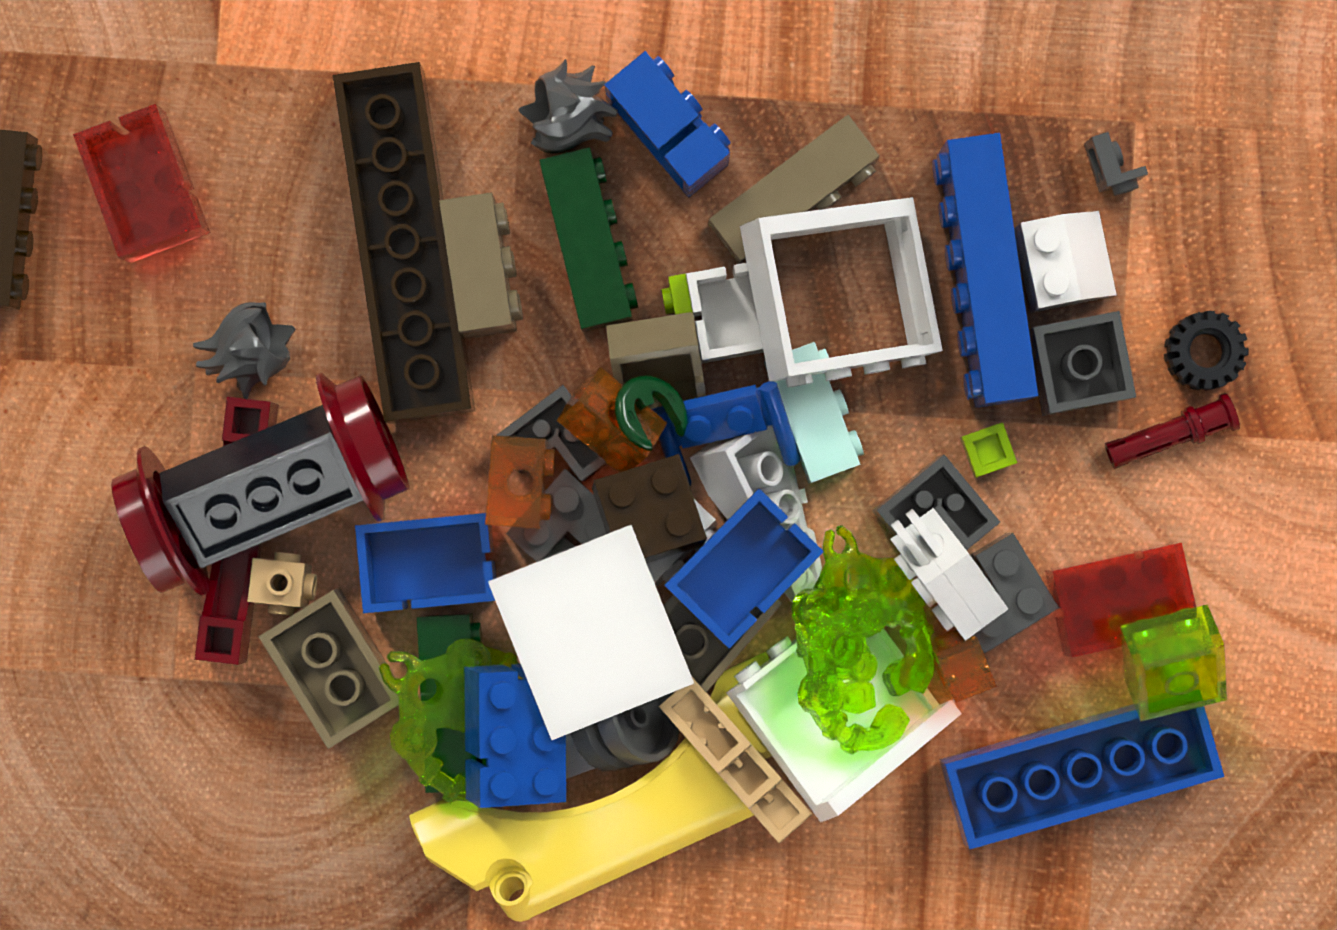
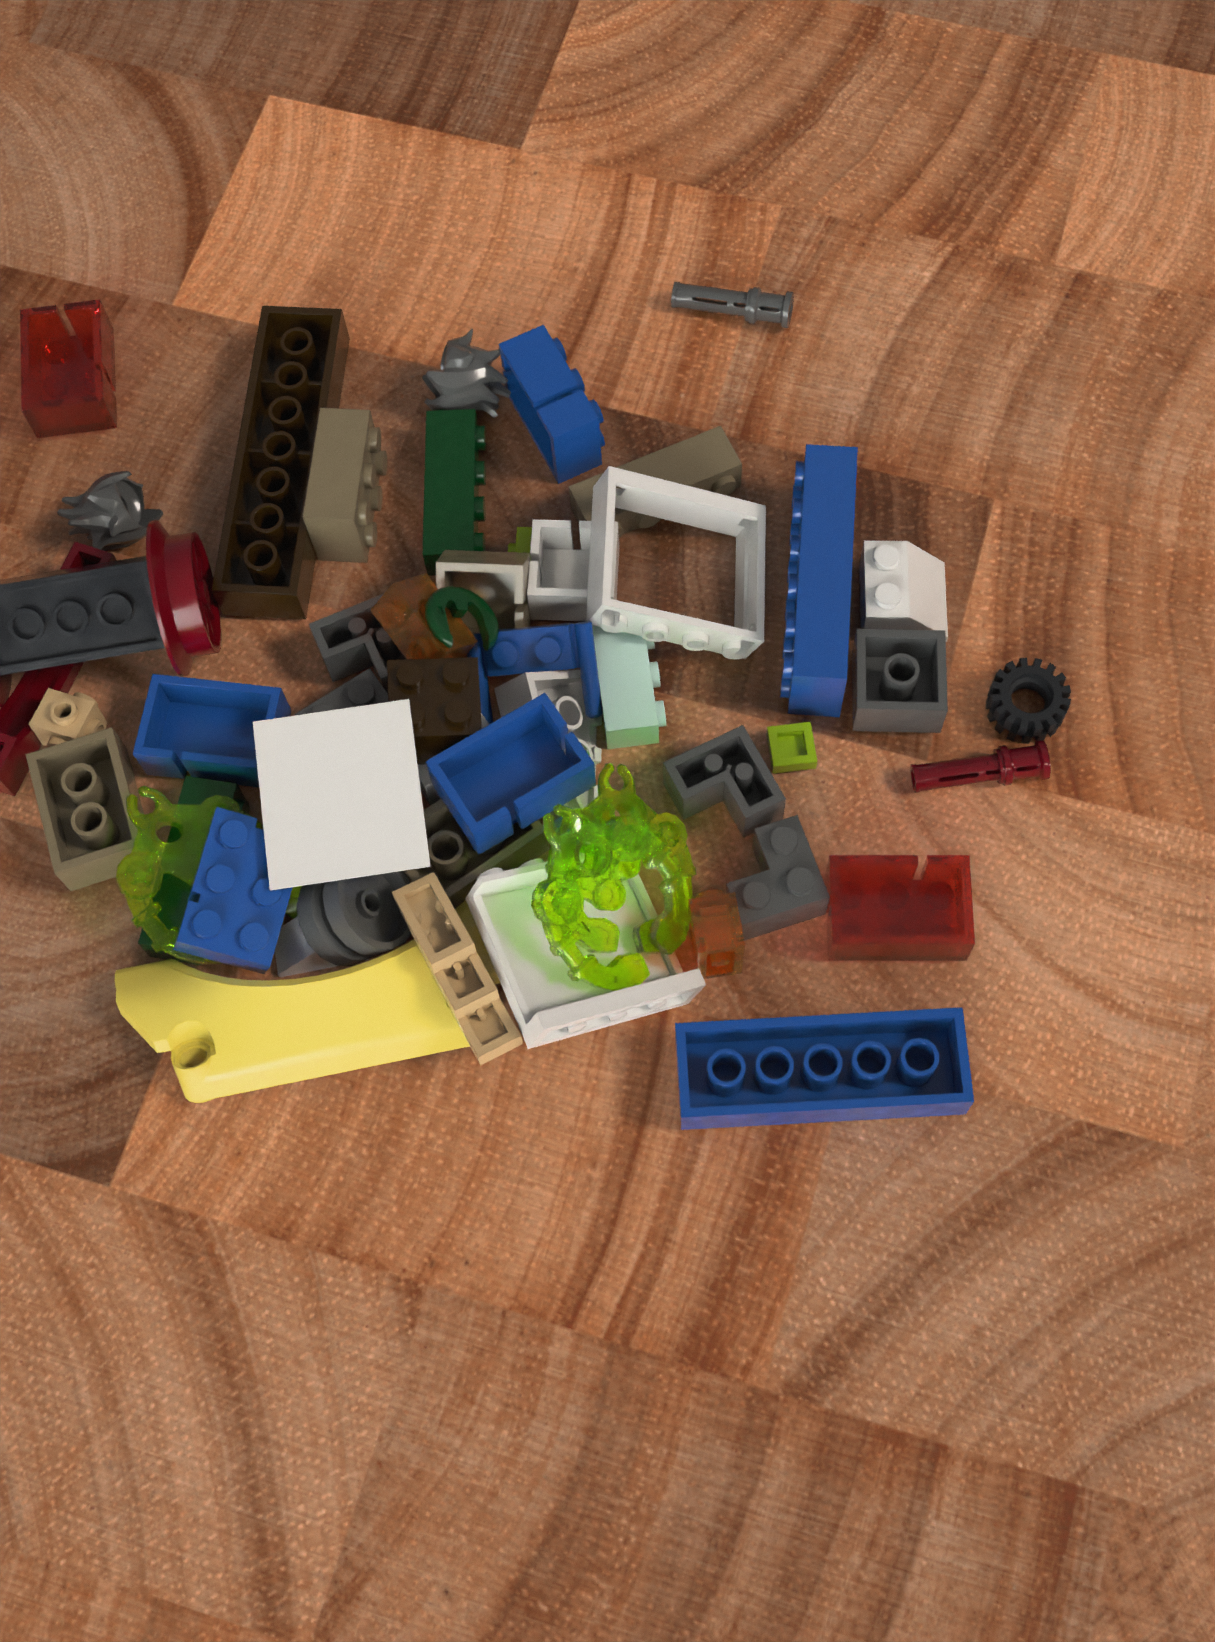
camera: 20 degrees right, 20 degrees down
(507, 457) = (312, 635): clear orange brick -> none
(945, 574) = (717, 823): white brick -> none
(1105, 162) = (960, 524): dark grey bracket -> none
(1174, 662) = (938, 961): clear neon green brick -> none

